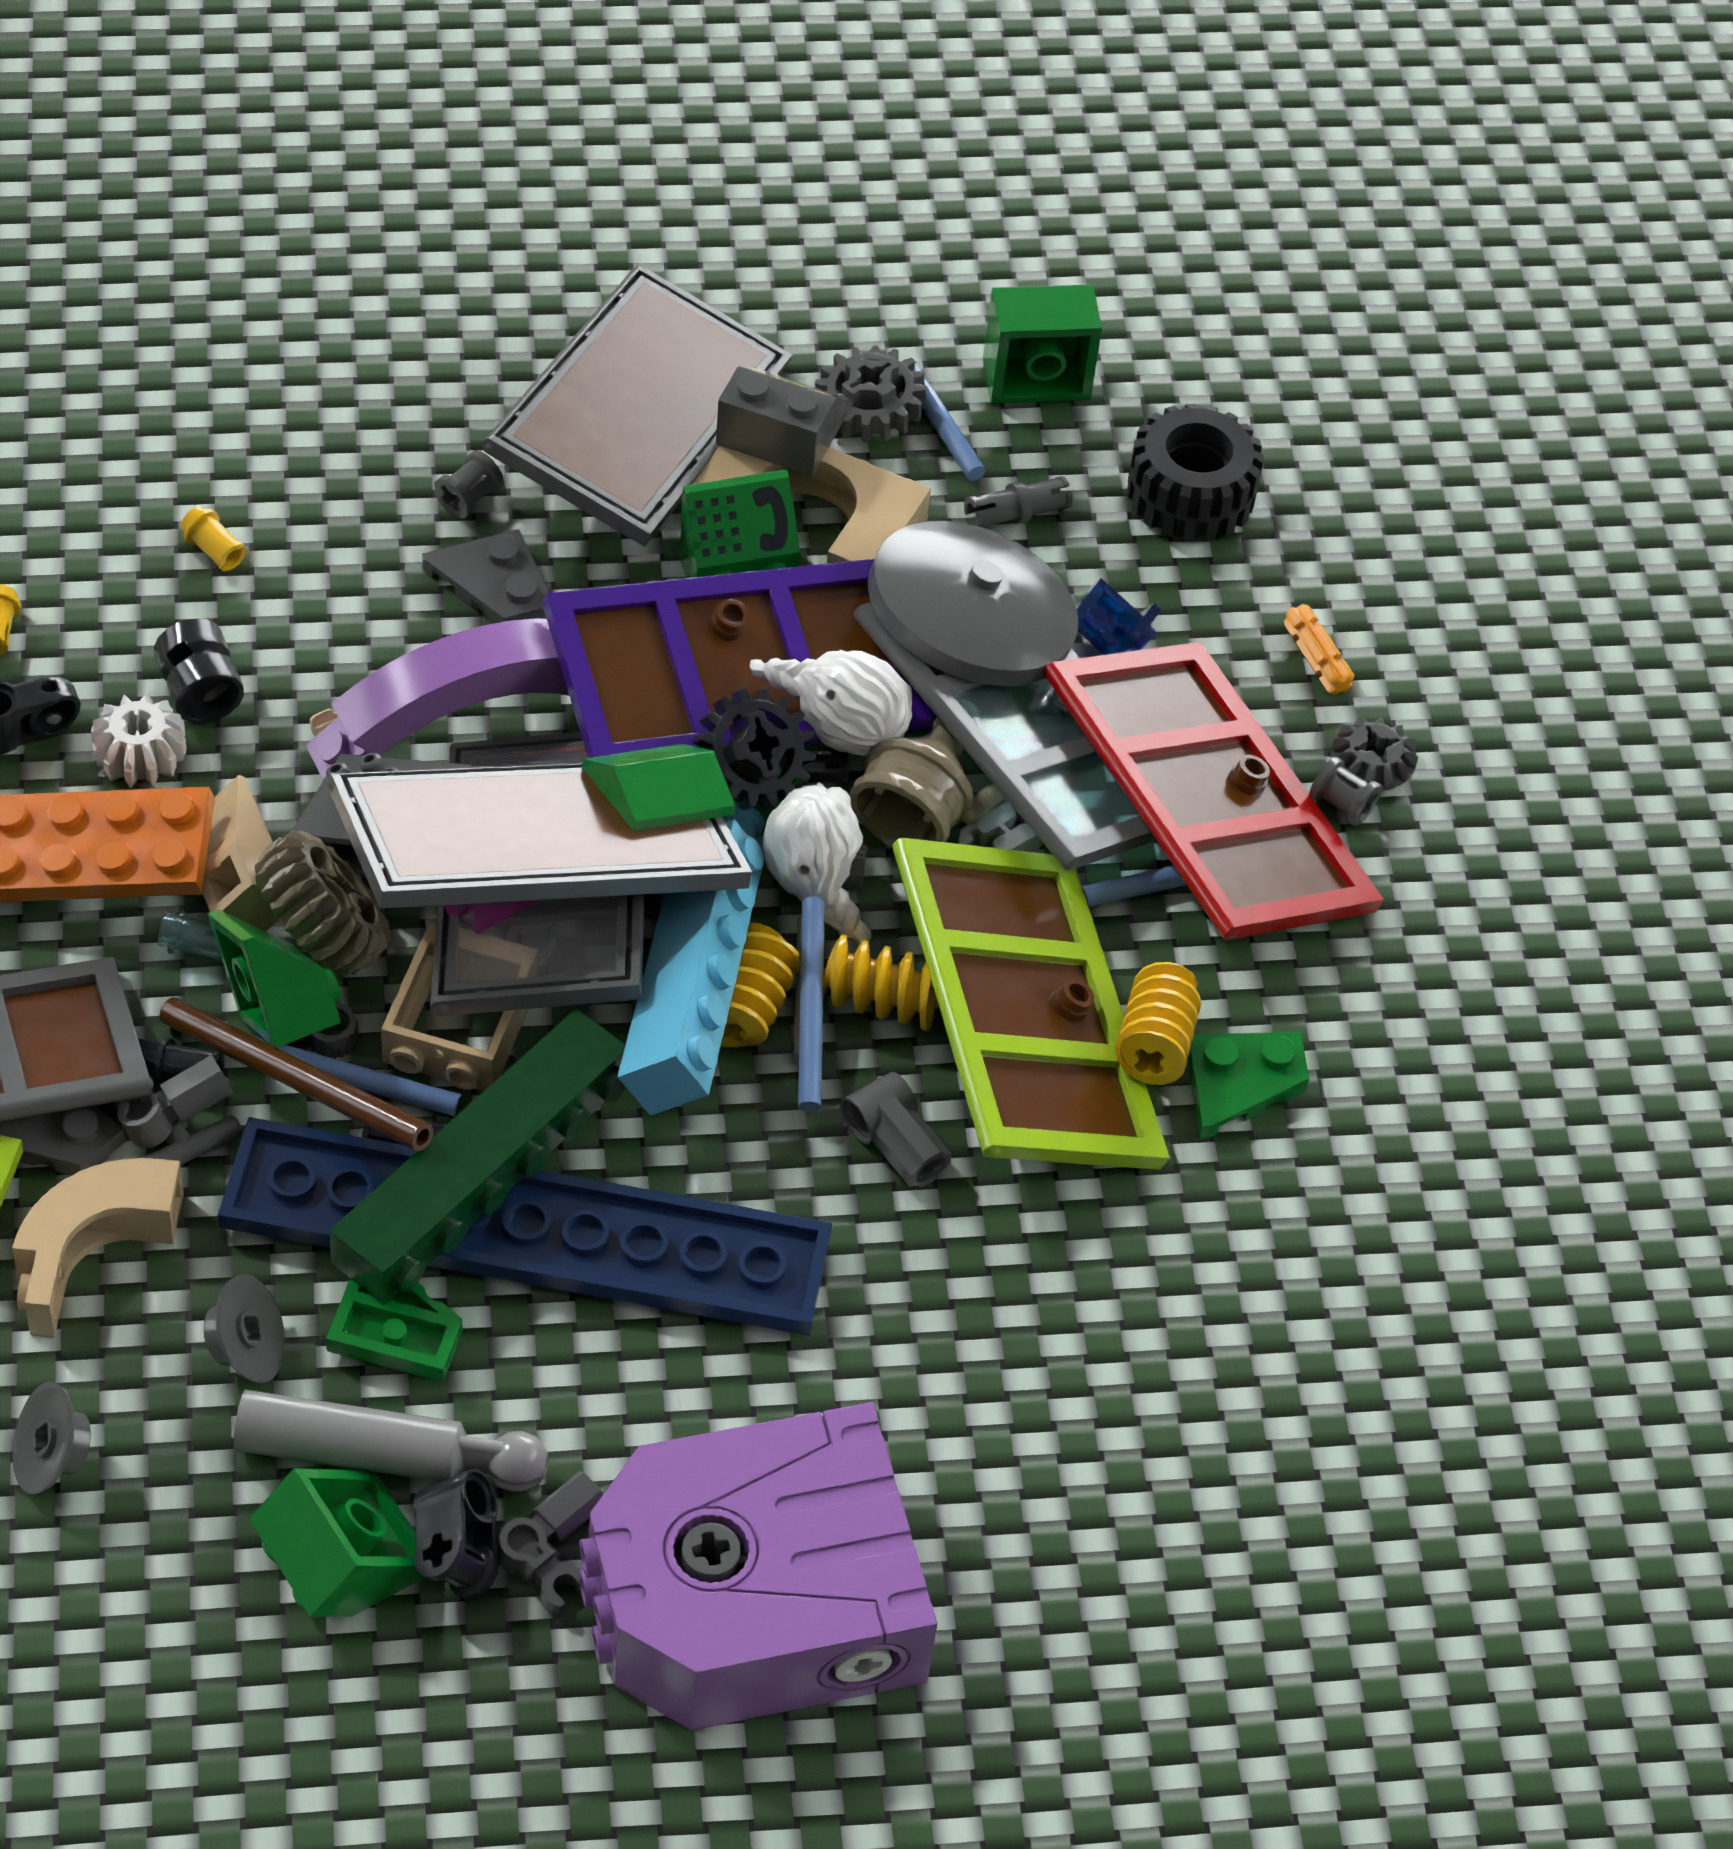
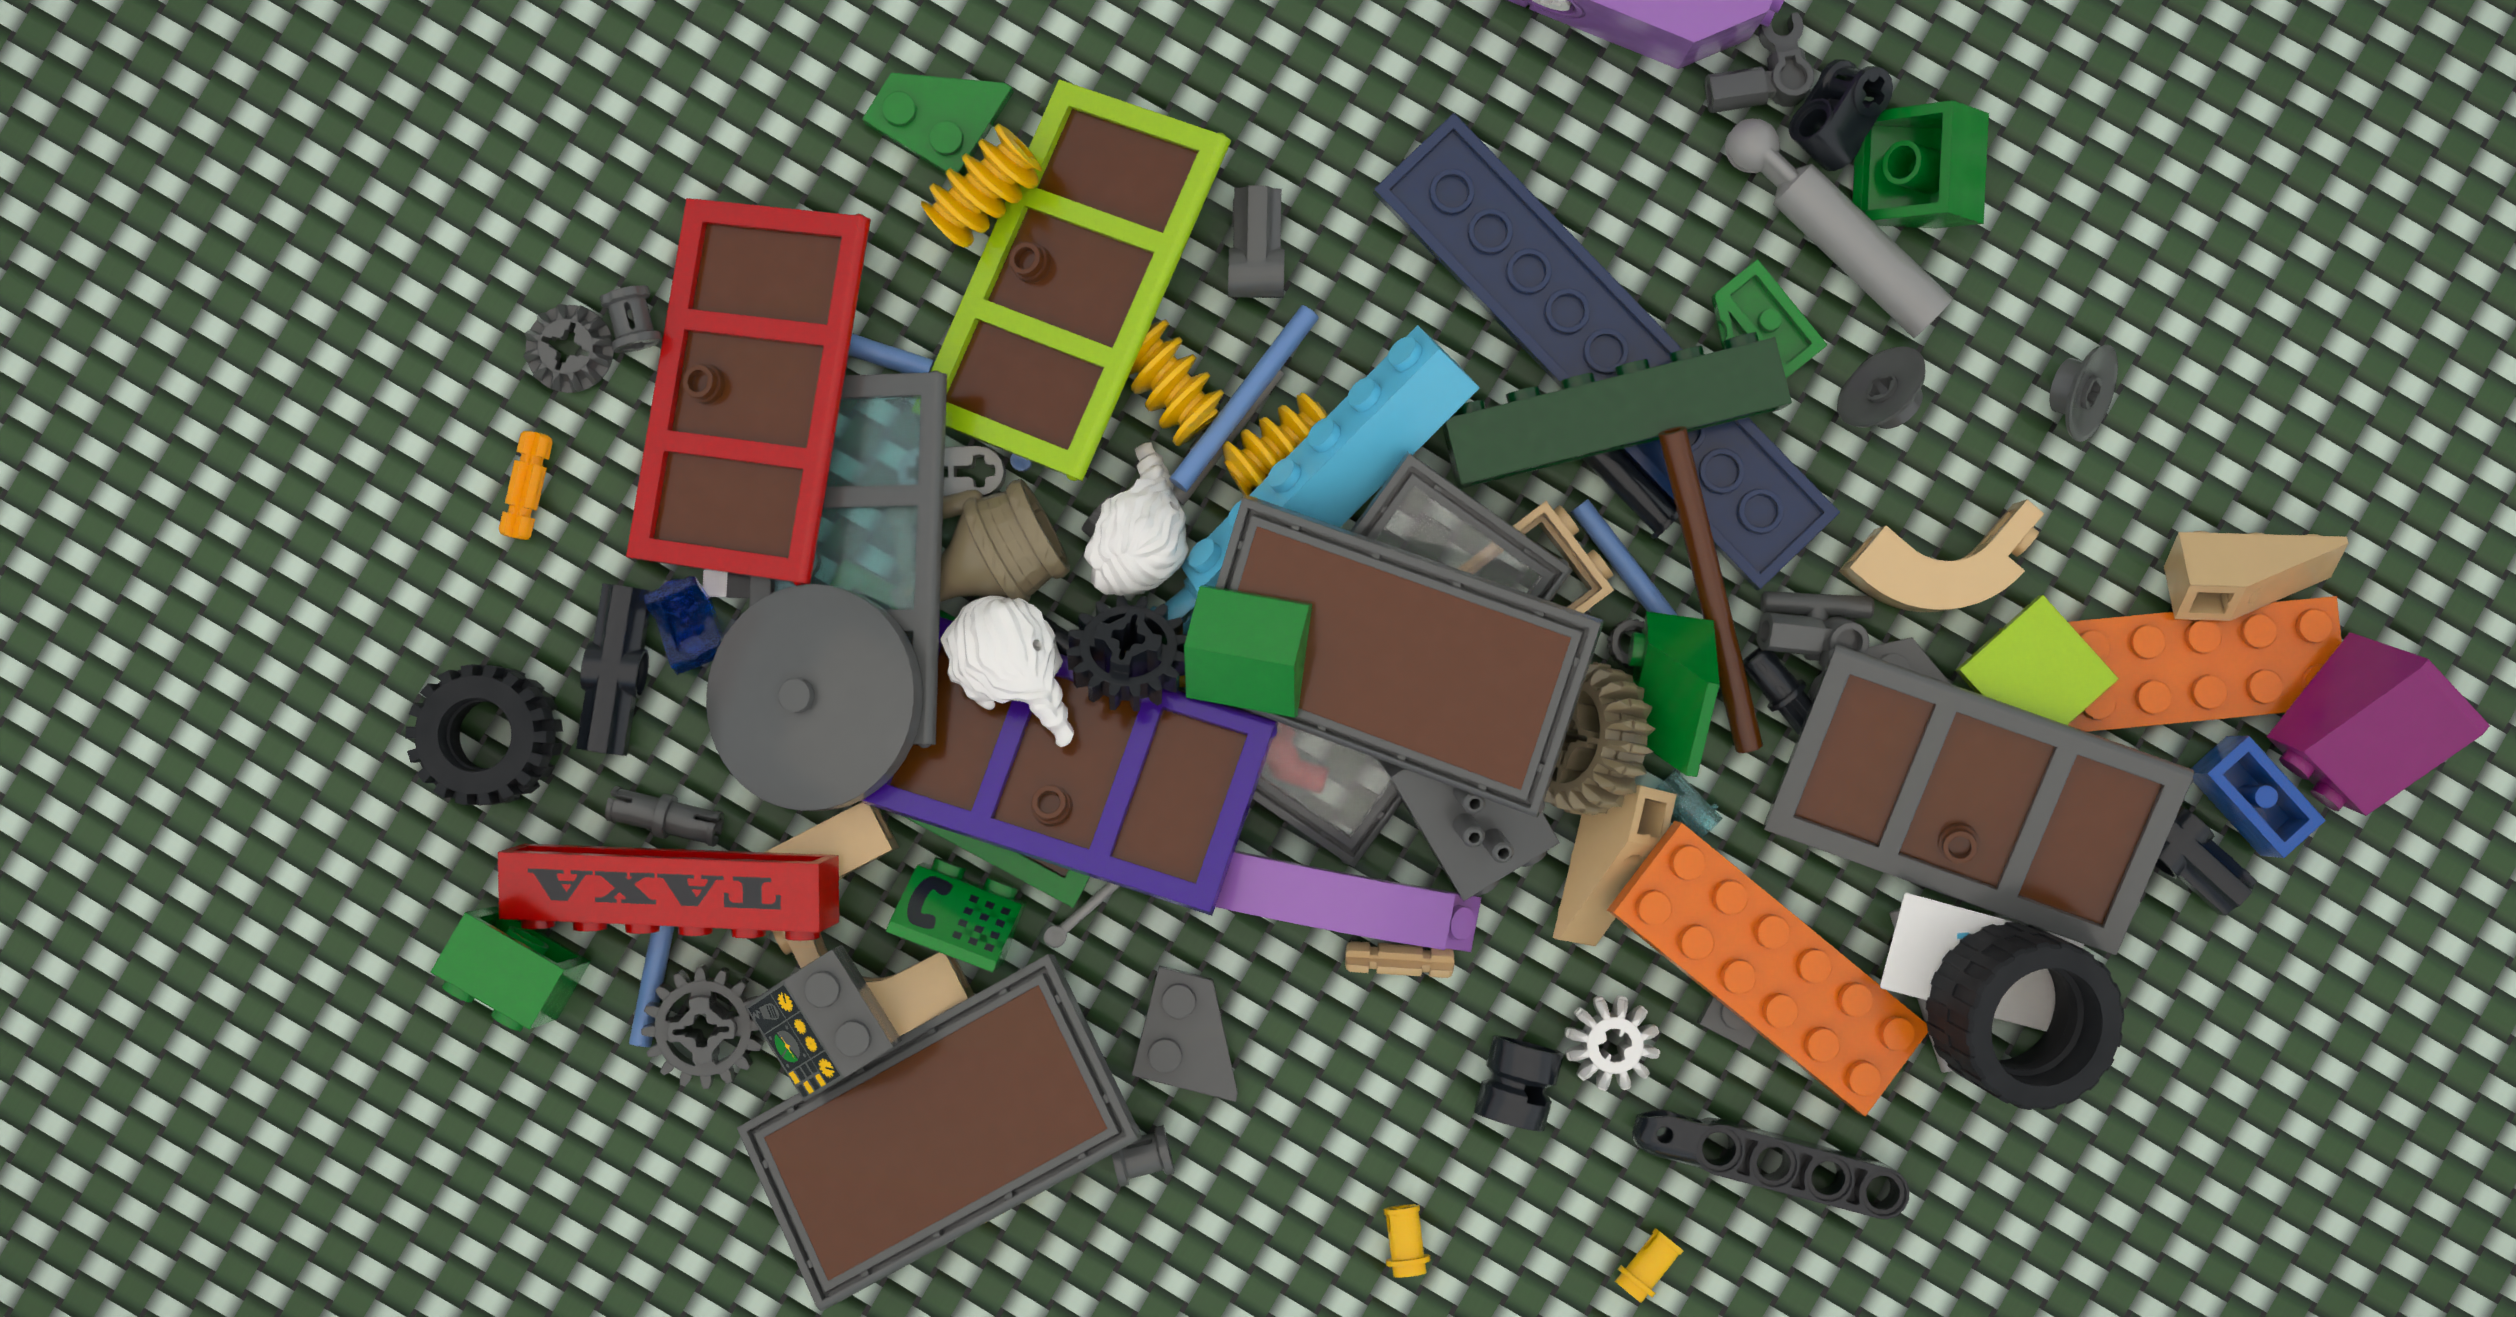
camera: 135 degrees left, 35 degrees up
(970, 440) = (669, 889): none -> red brick
(1140, 566) = (614, 670): none -> black piece

